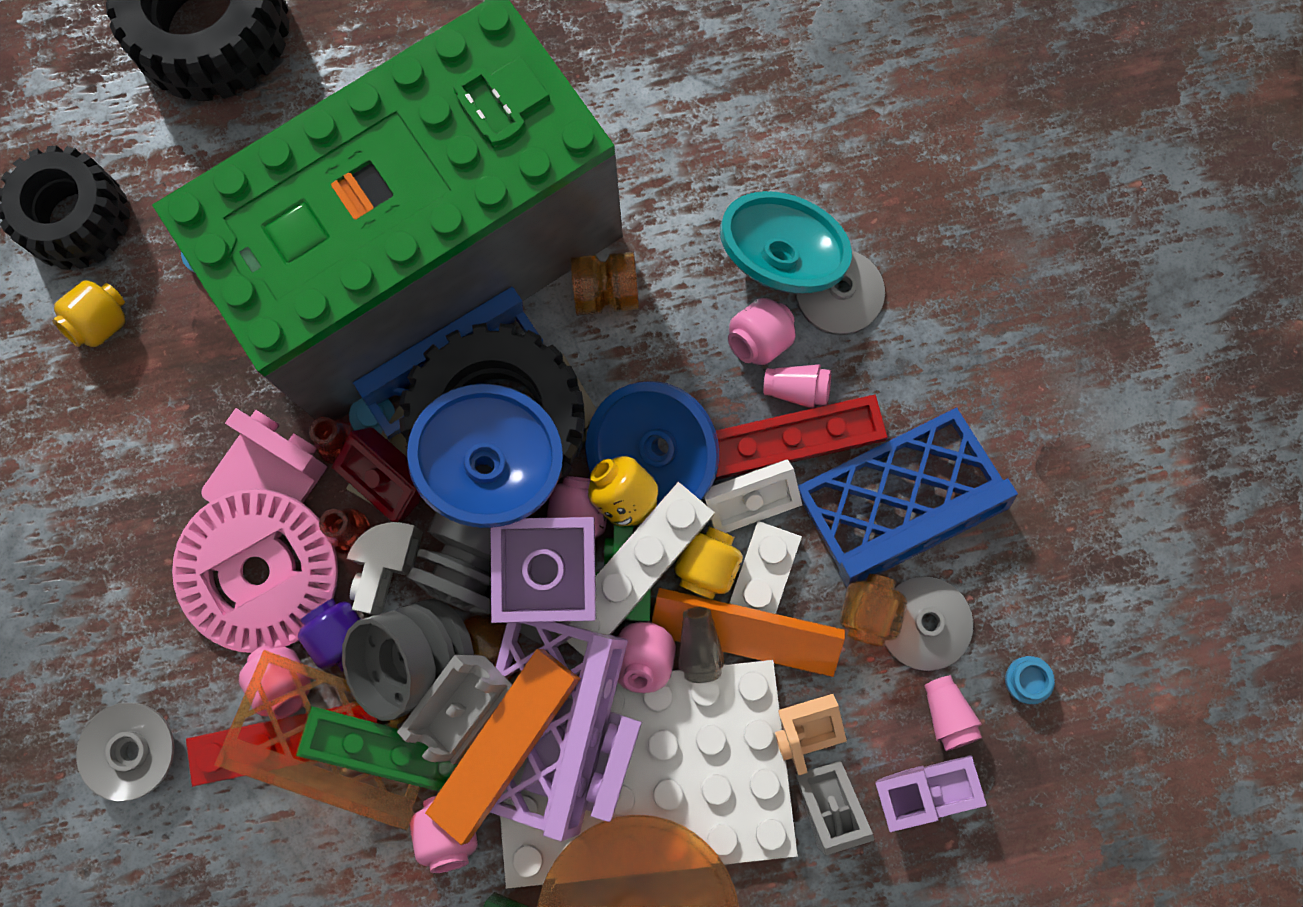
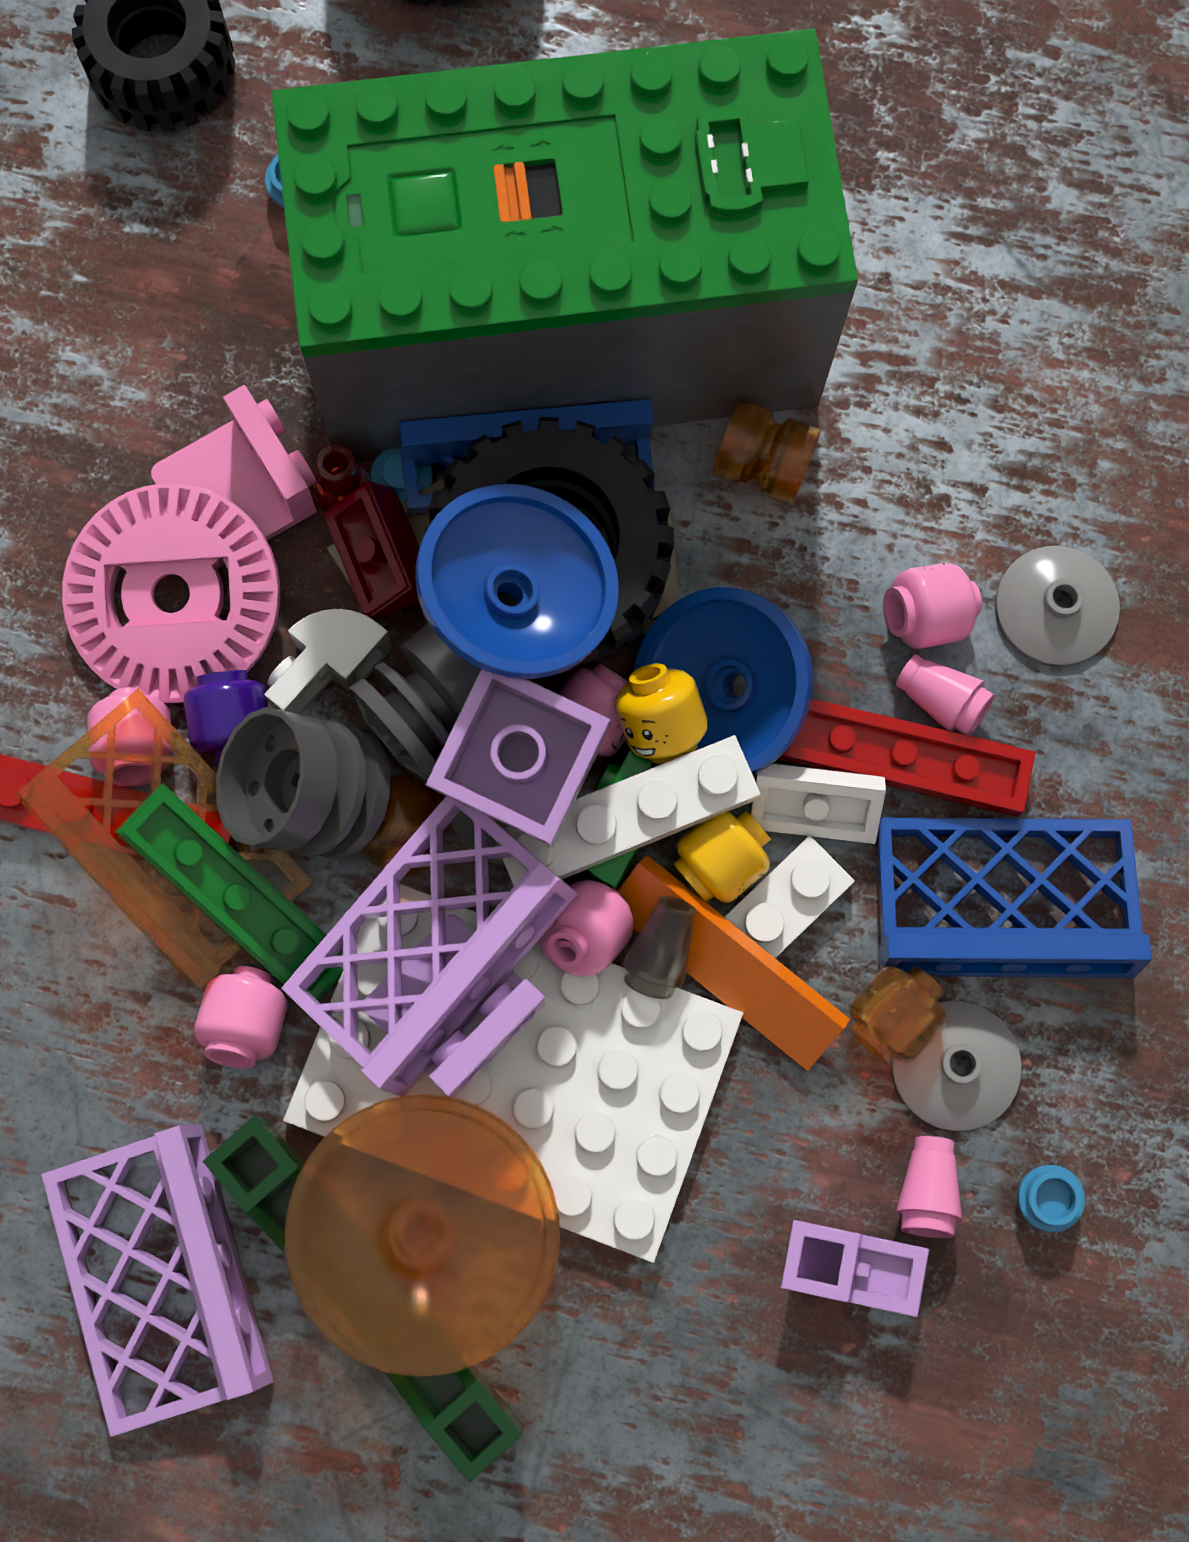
camera: 20 degrees right, 0 degrees up
(89, 313) = (124, 188): yellow head -> none
(353, 527) = (312, 598): clear red cone -> none
(455, 708) = (332, 872): light grey hinge -> none
(502, 746) = (365, 943): orange tile -> none
(785, 242) = (1017, 509): teal dish -> none
(808, 729) = (745, 1117): light nougat bracket -> none
(833, 809) = (726, 1225): light grey slope -> none

